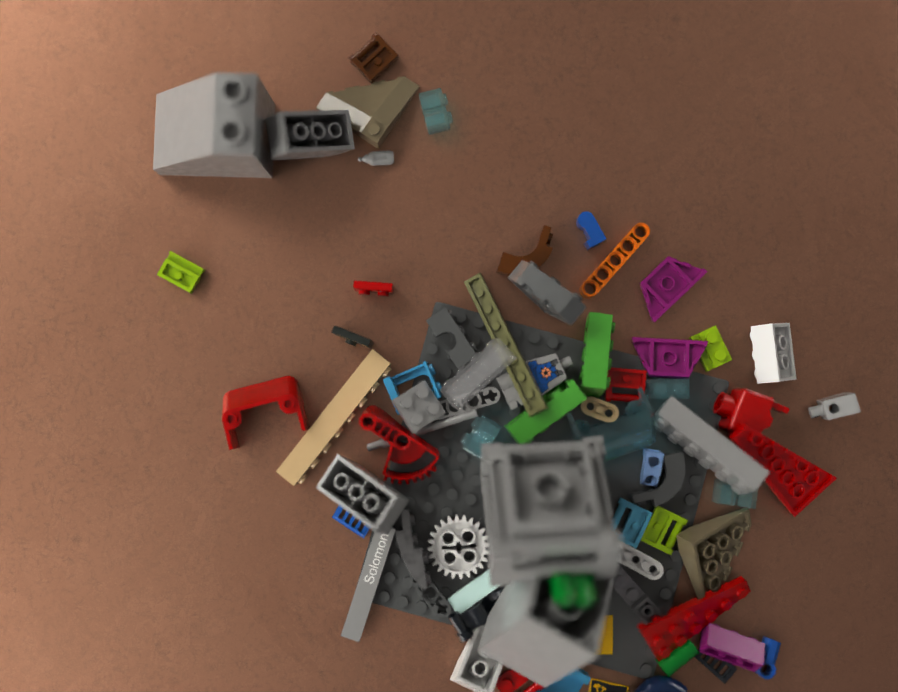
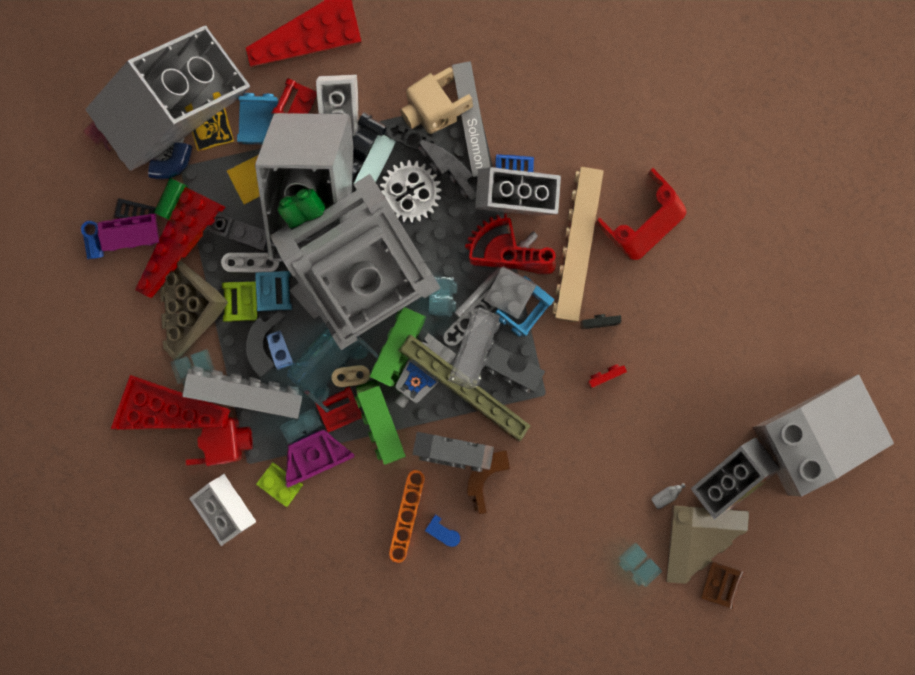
camera: 145 degrees right, 0 degrees up
(181, 272) = (785, 298): lime plate -> none
(397, 616) = (430, 104): none -> tan piece
(668, 284) = (347, 521): magenta wing -> none
(842, 405) = (139, 495): light grey torso -> none

